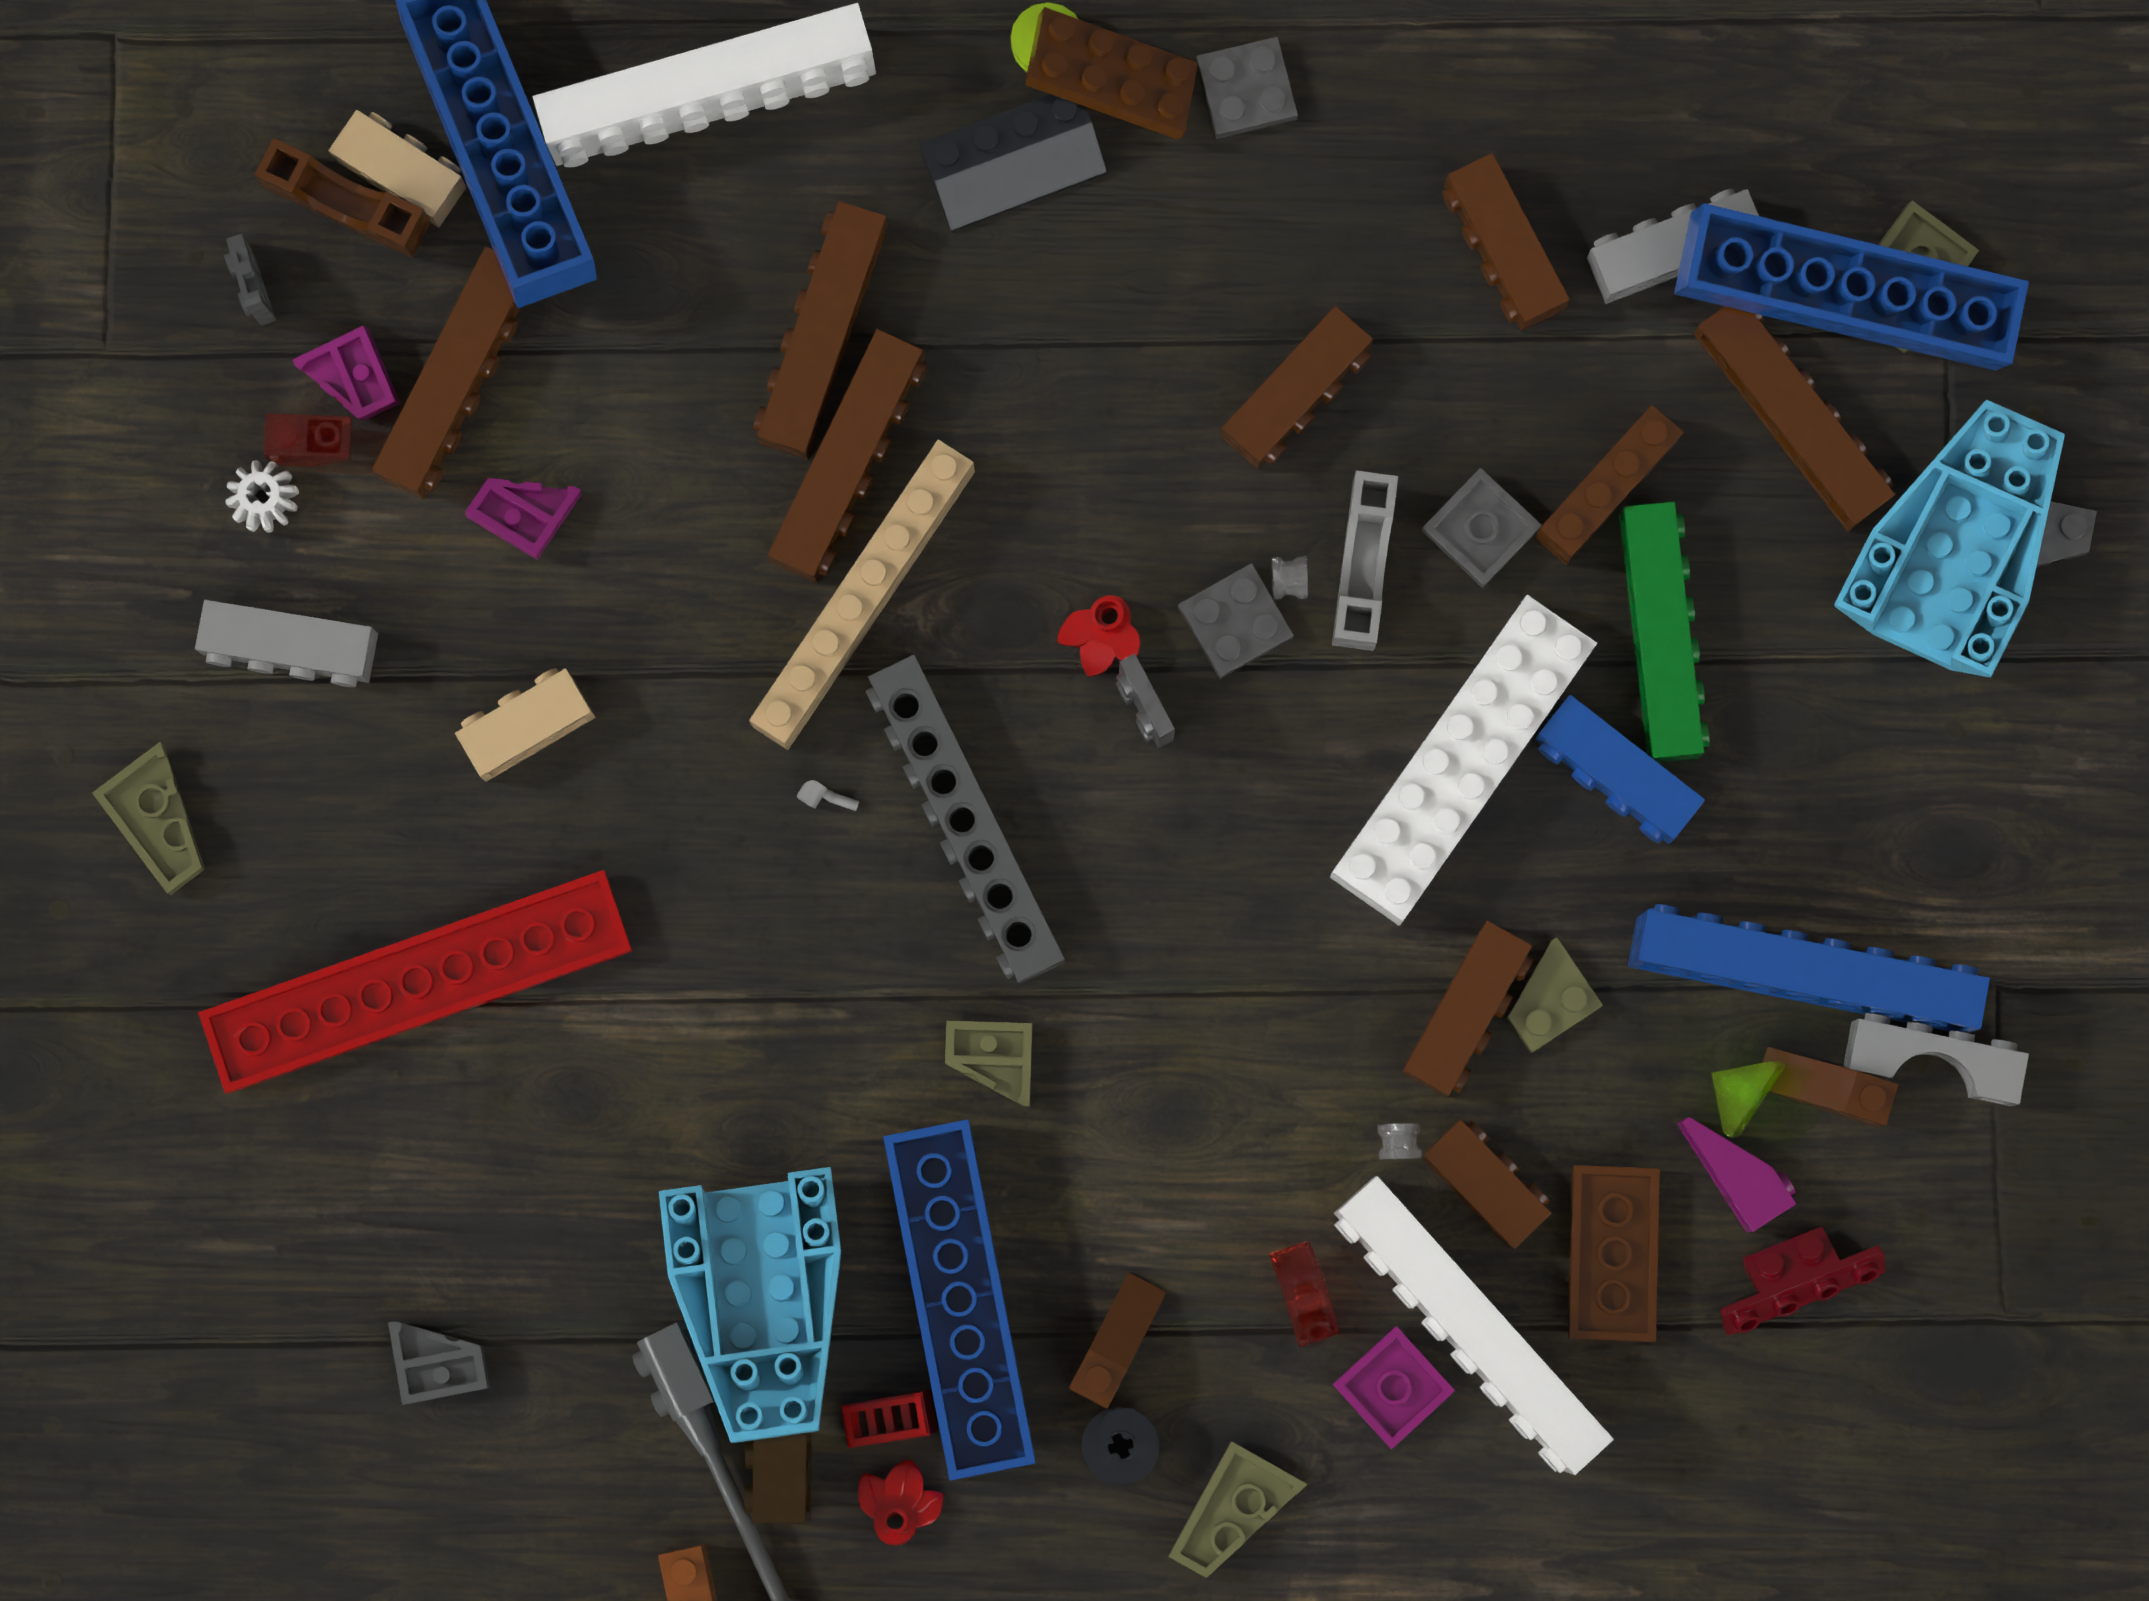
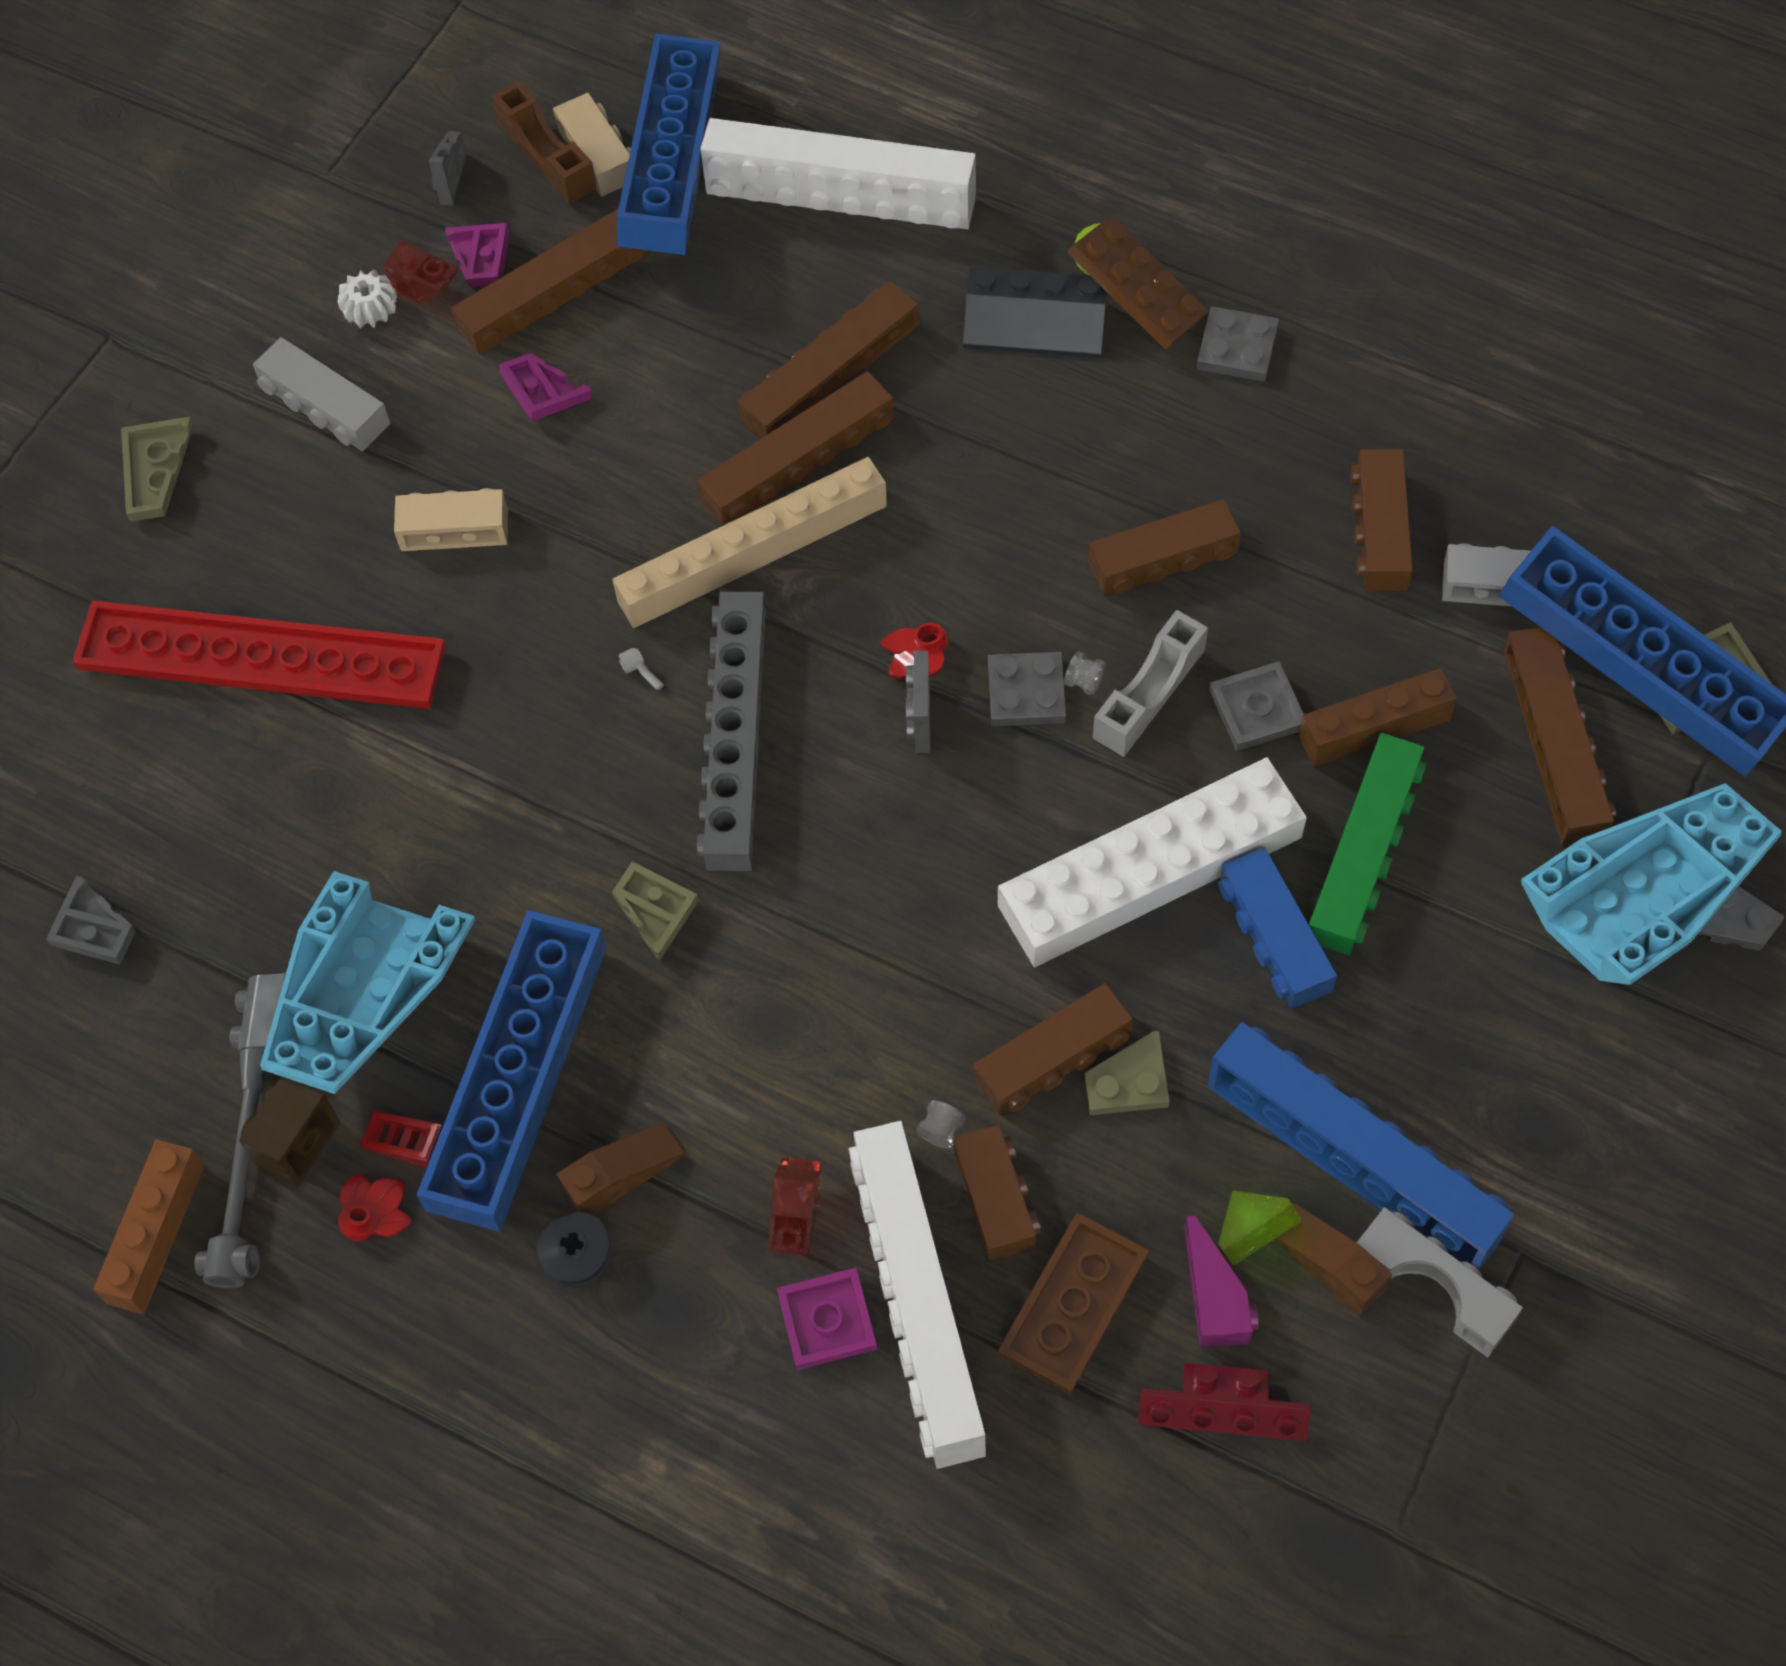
camera: 30 degrees right, 20 degrees down
(1232, 1508) = (636, 1349): olive wing -> none

